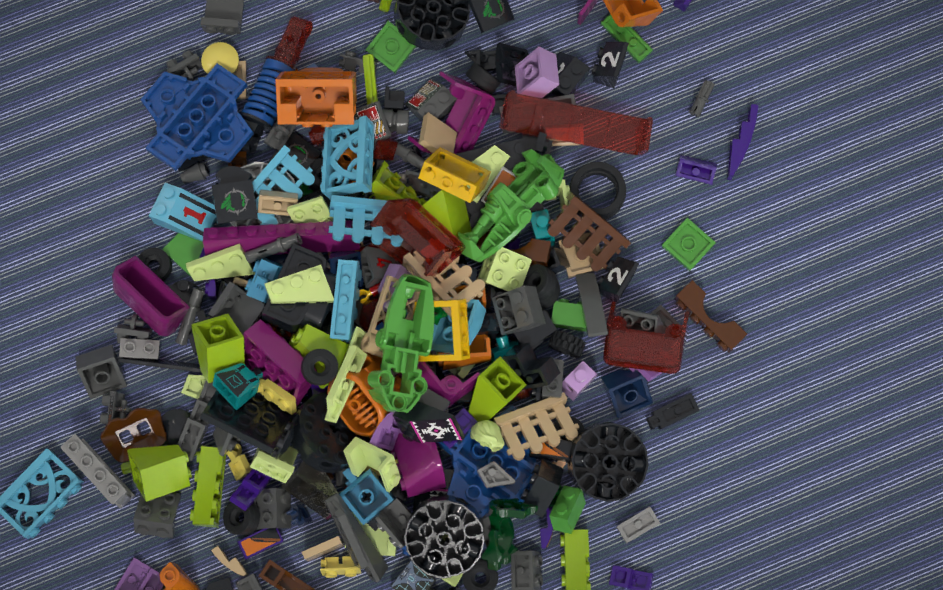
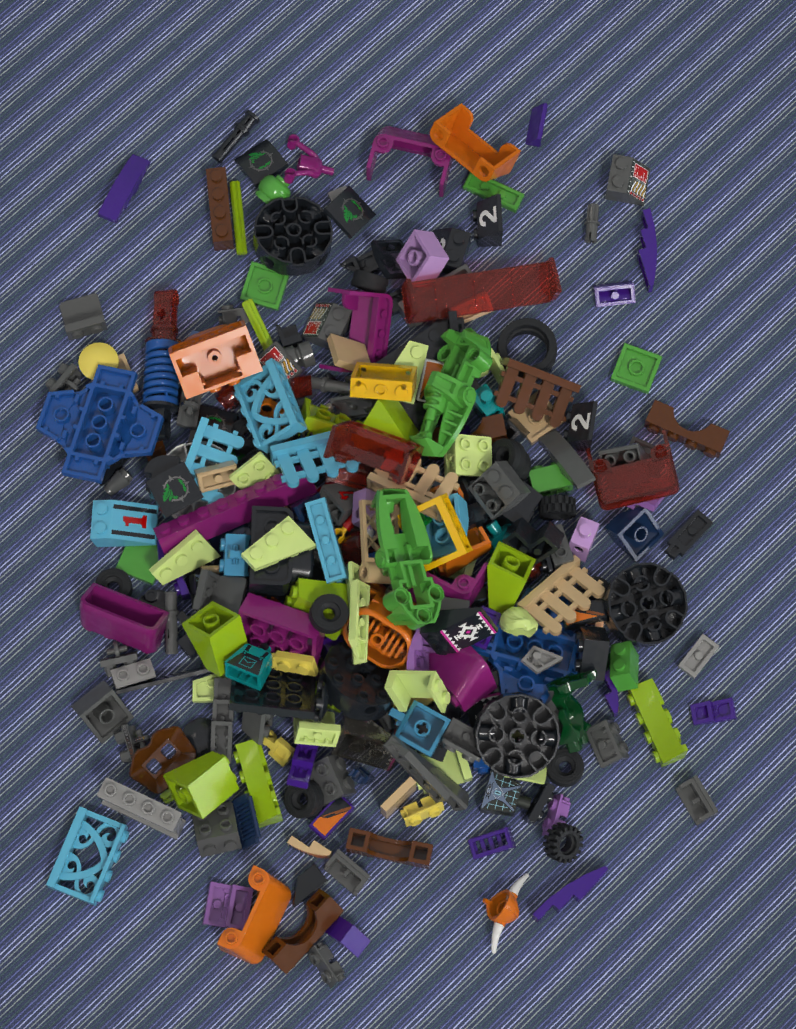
camera: 20 degrees left, 5 degrees down
(185, 516) = (246, 821): none -> dark blue window
(281, 245) = (238, 514): dark grey pin -> none
(749, 71) = (627, 180): none -> dark grey slope

